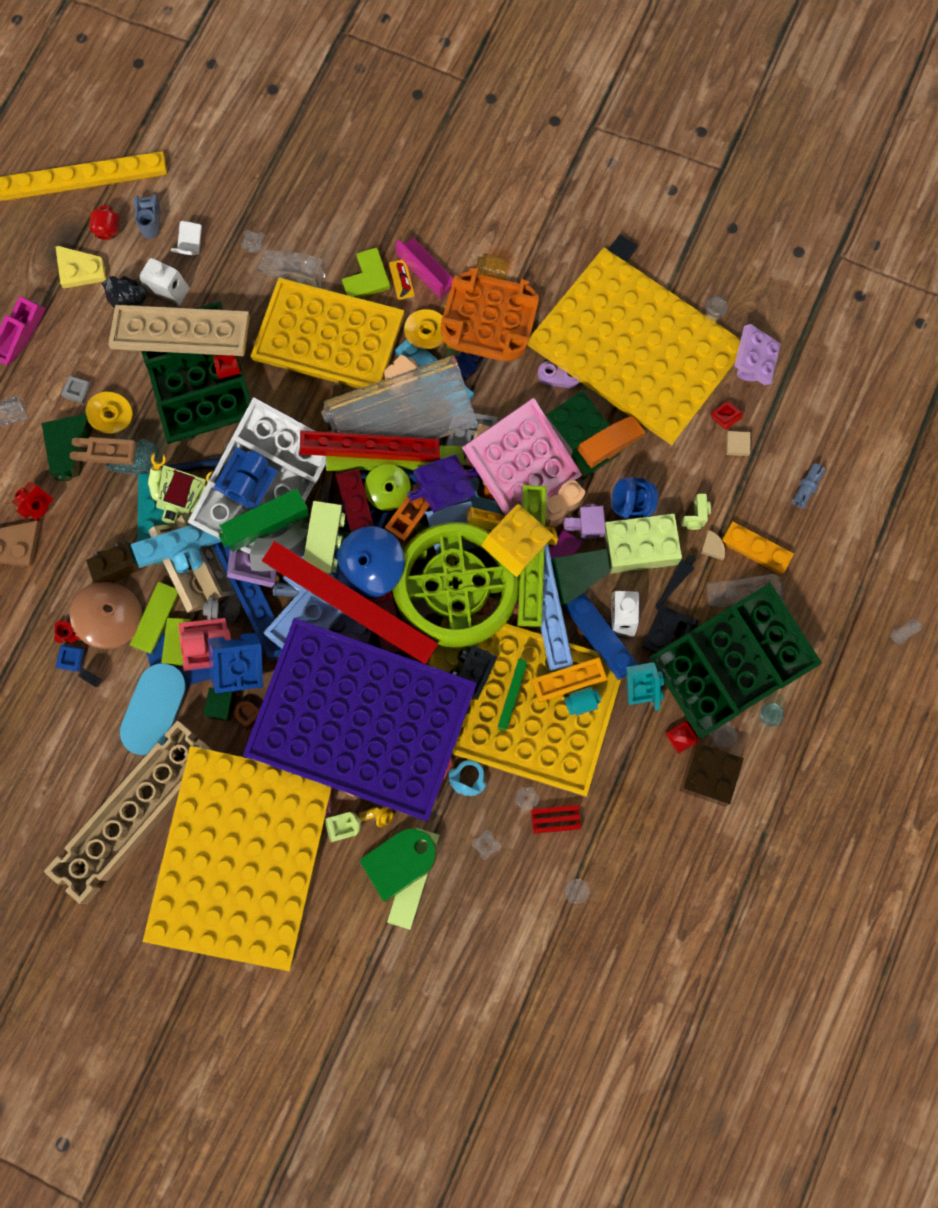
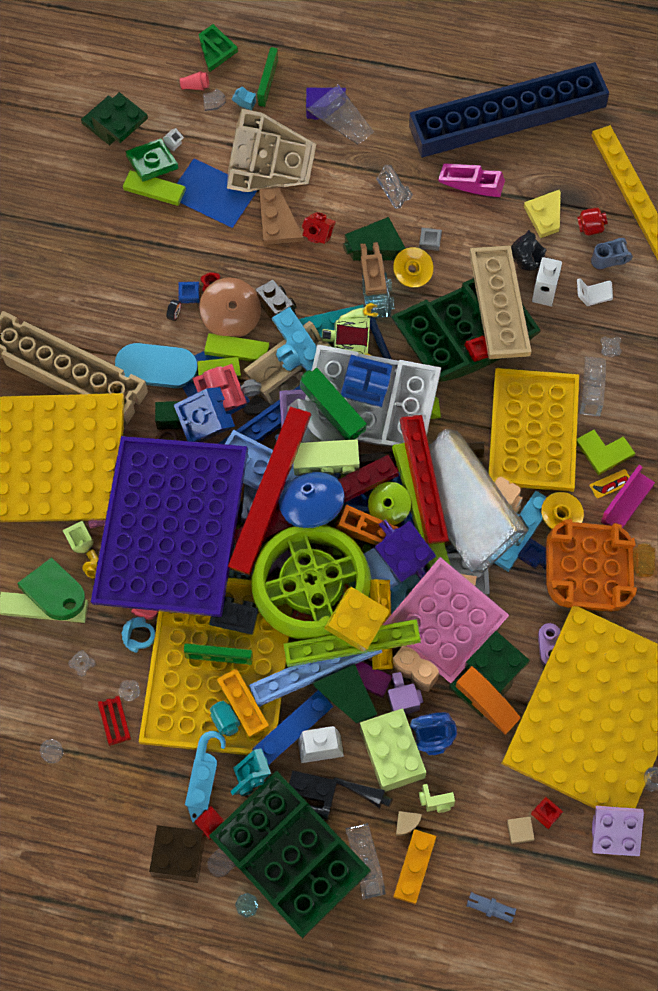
camera: 80 degrees right, 10 degrees down
(635, 736) = (202, 776): none -> medium azure plate

